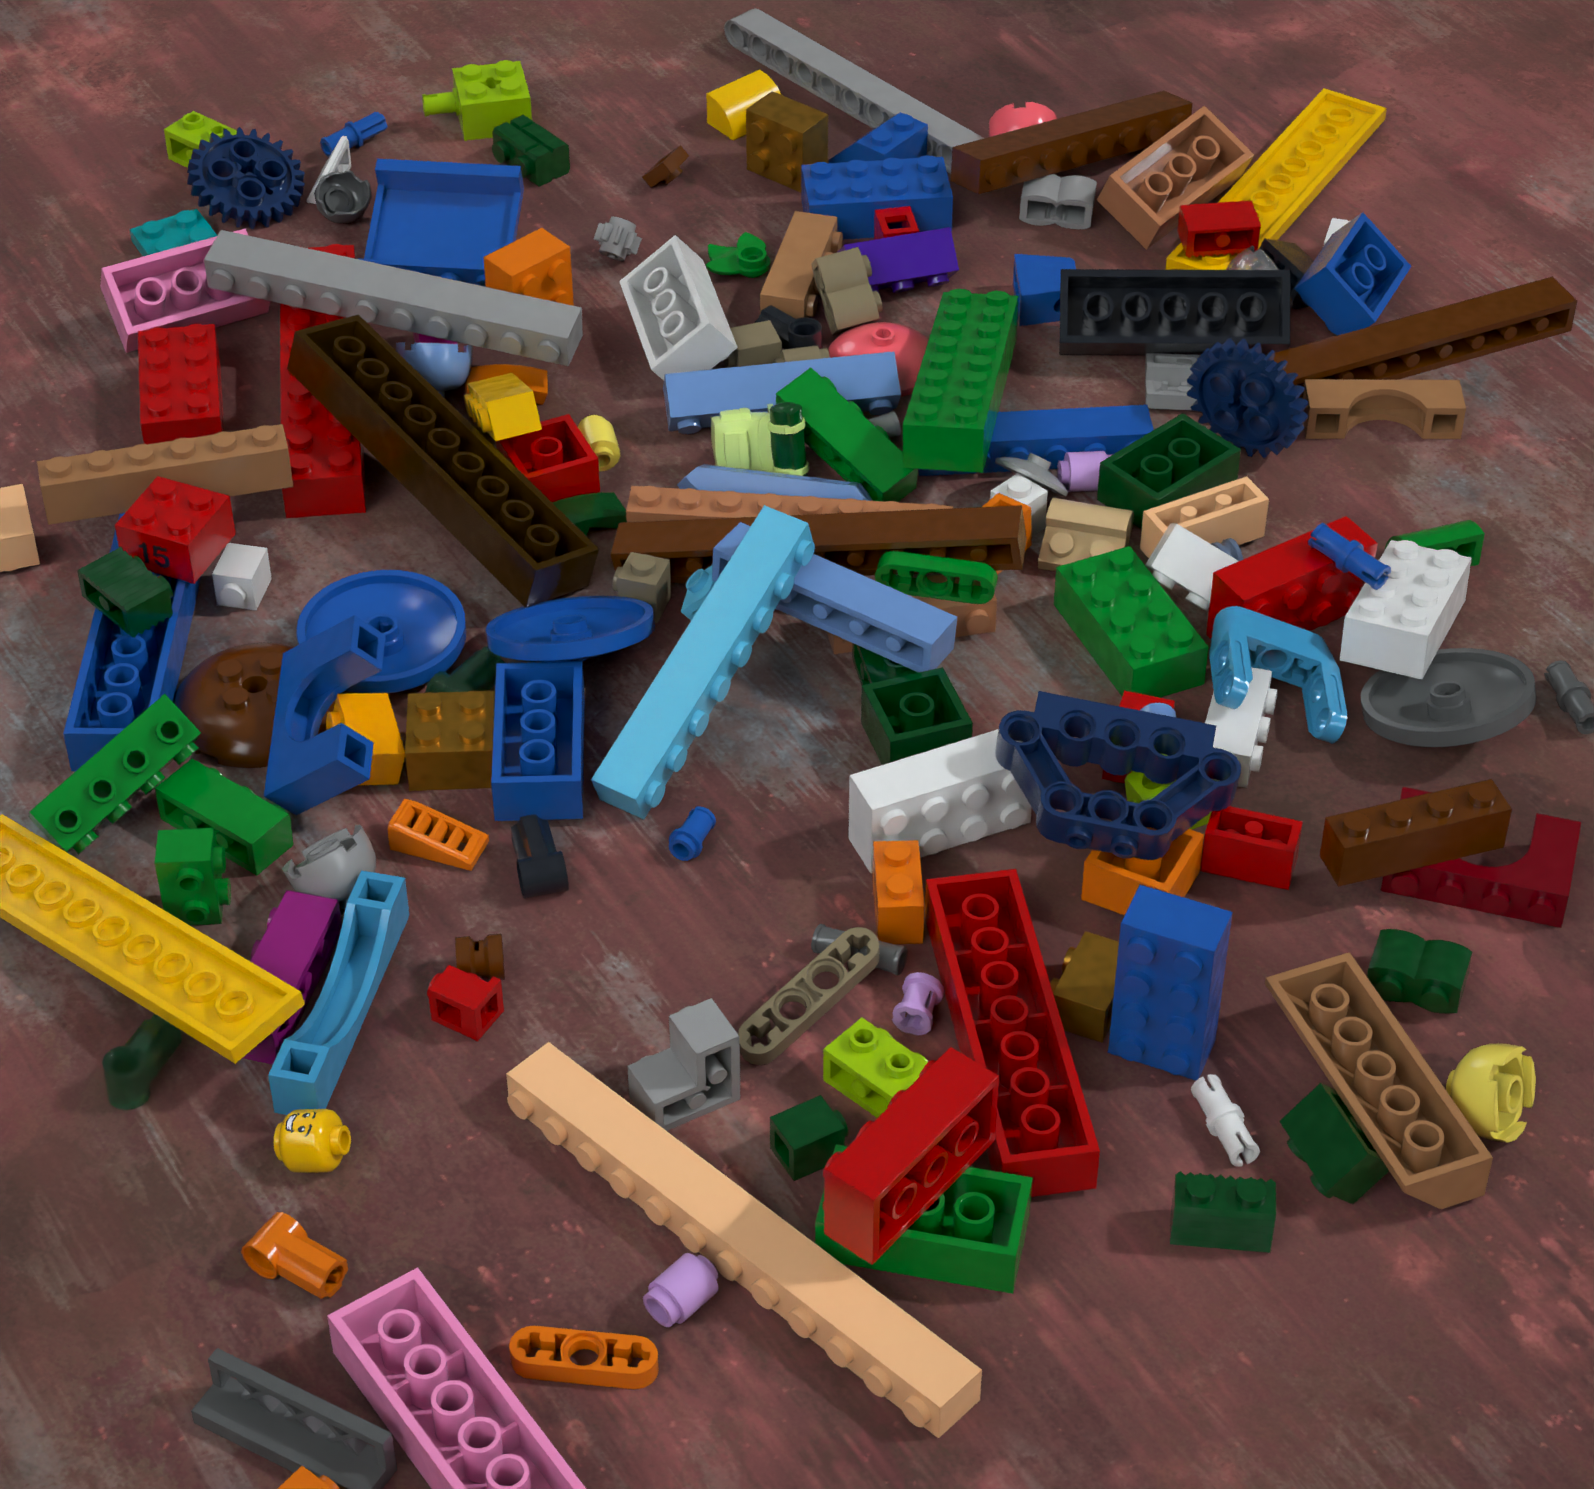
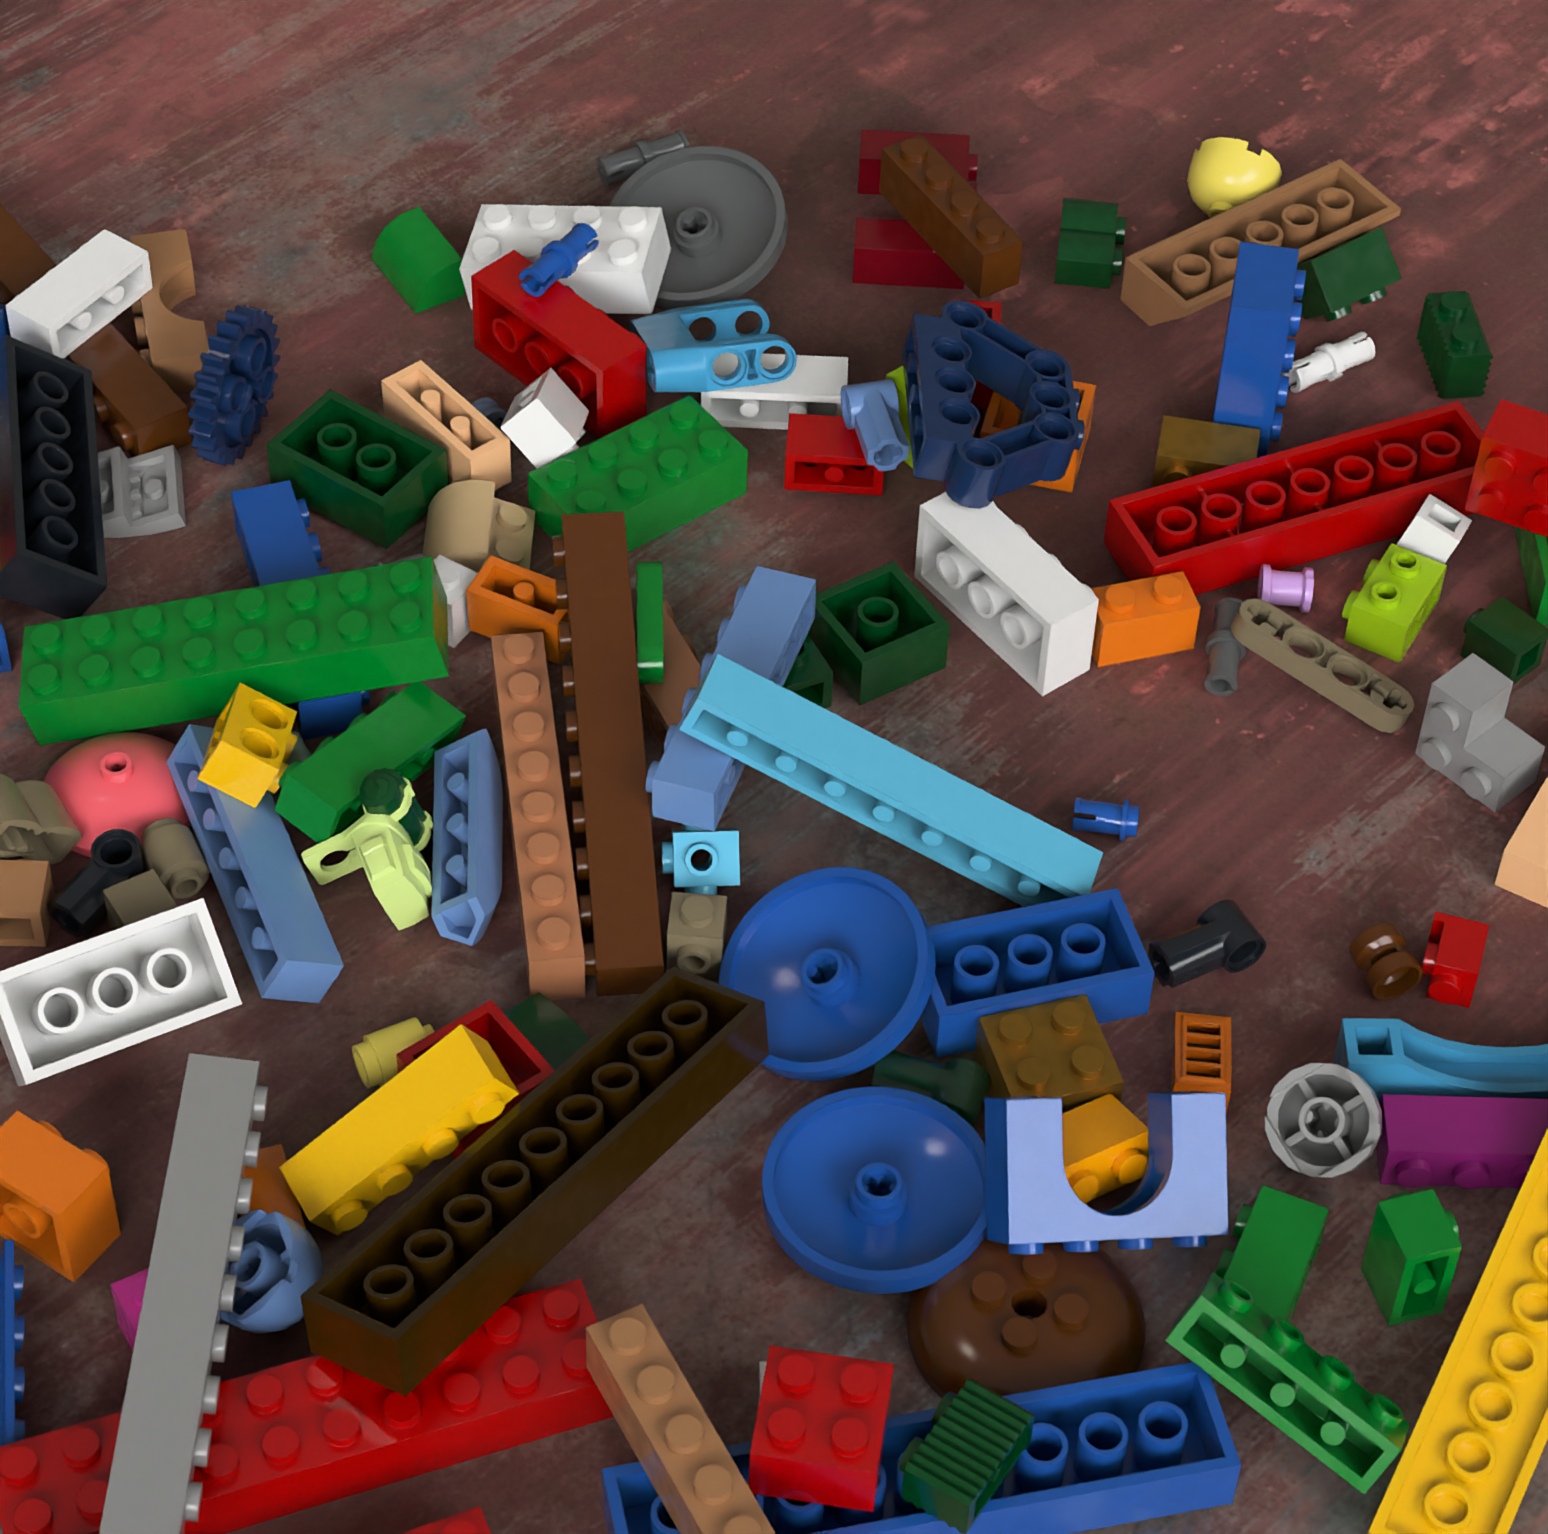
camera: 105 degrees left, 5 degrees up
(868, 363) = (249, 746): none -> yellow brick
(1080, 470) = (345, 544): lavender brick -> none
(1366, 335) = (80, 295): none -> white brick

